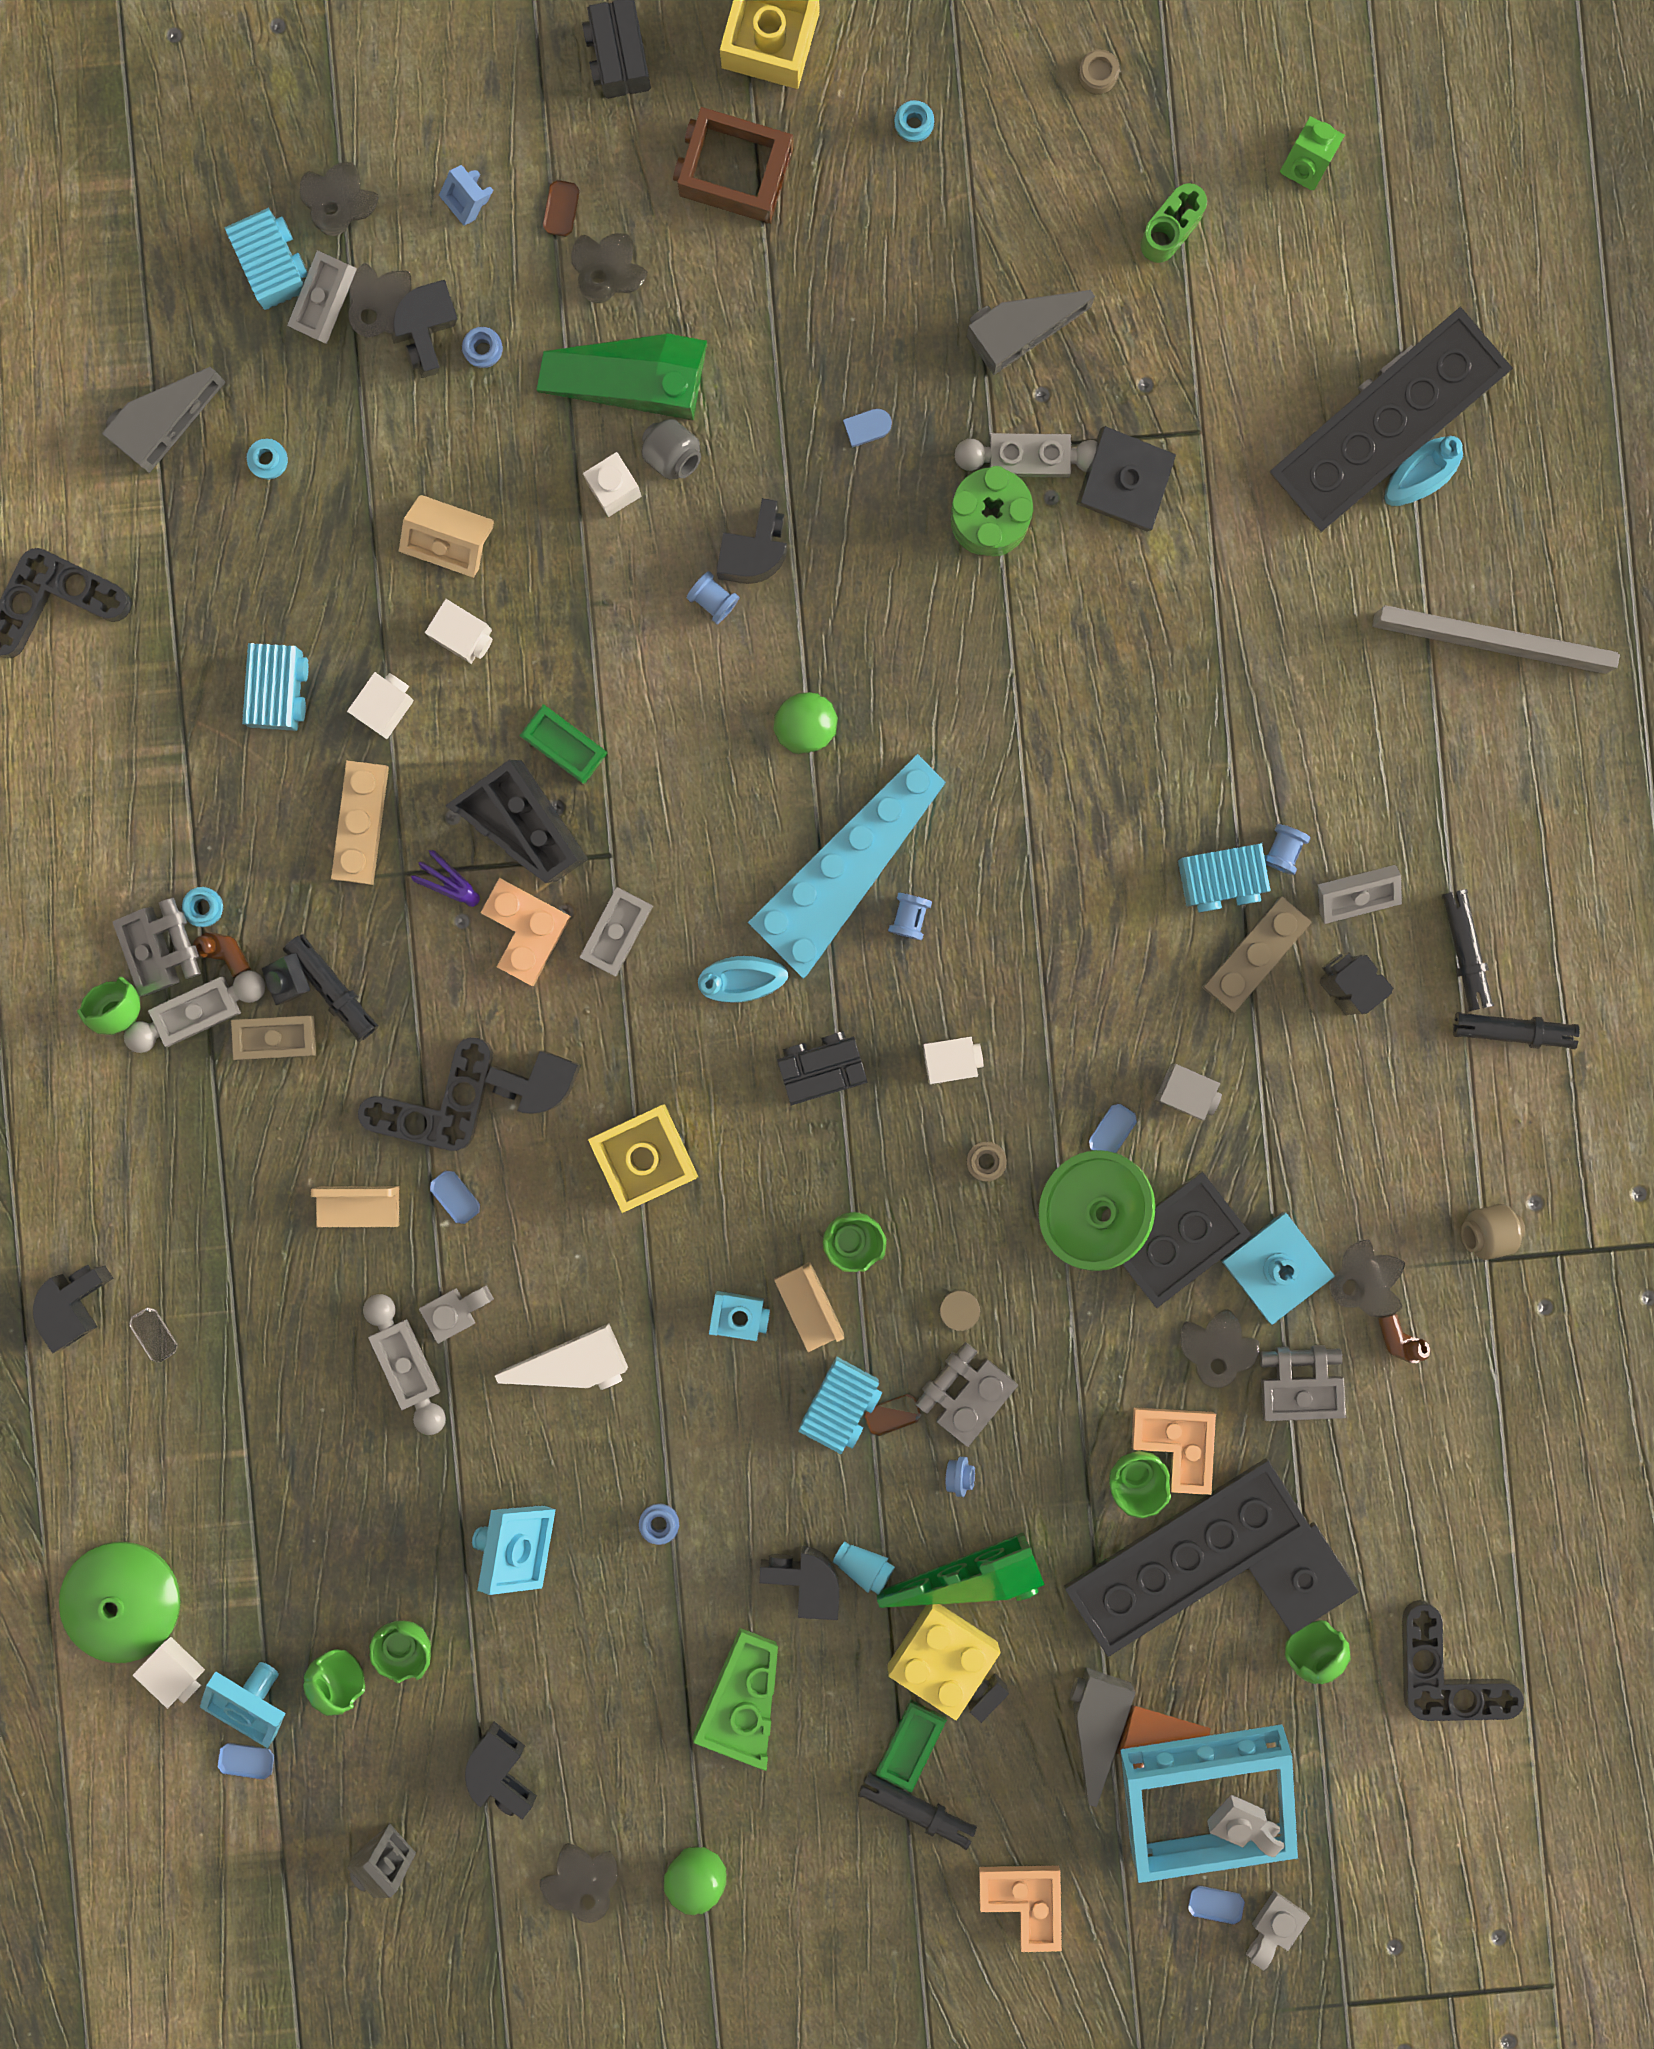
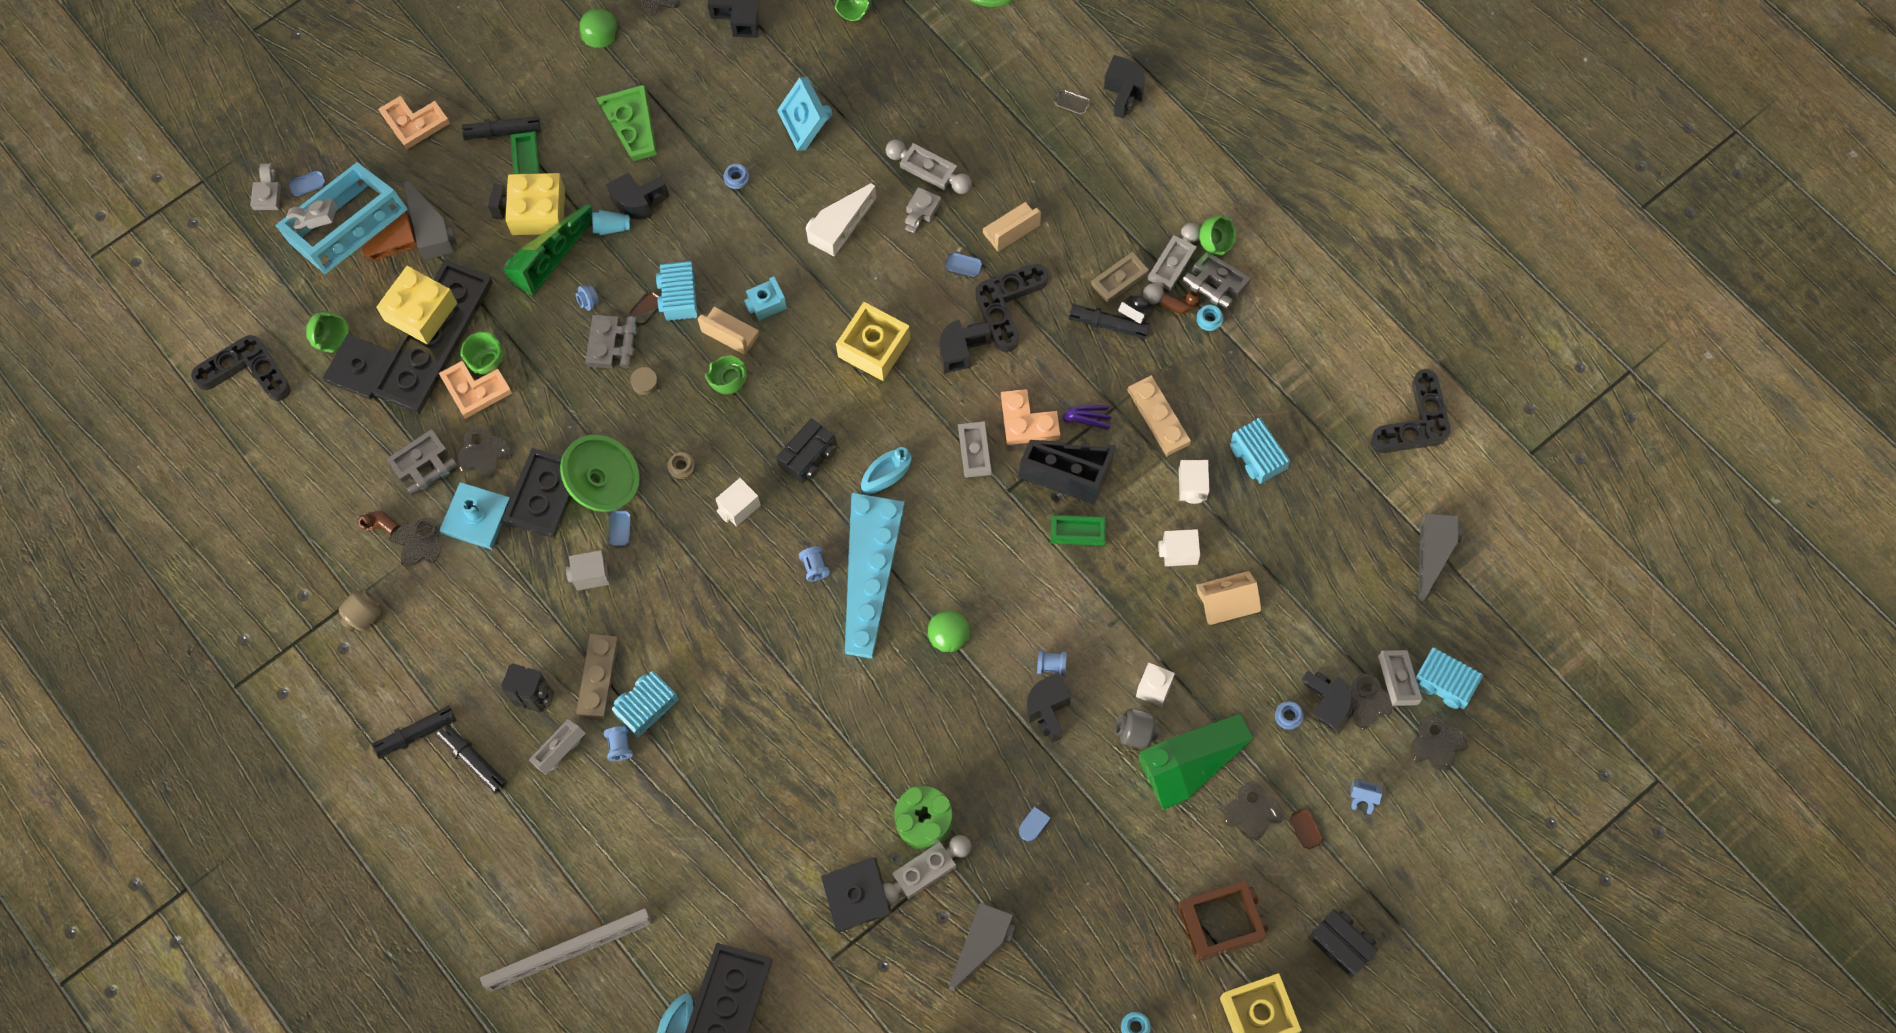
camera: 155 degrees right, 20 degrees down
(275, 467) = (1356, 577): medium azure plate -> none
(400, 1651) = (829, 35): bright green hair -> none
(1186, 1605) = (417, 305): none -> light yellow brick

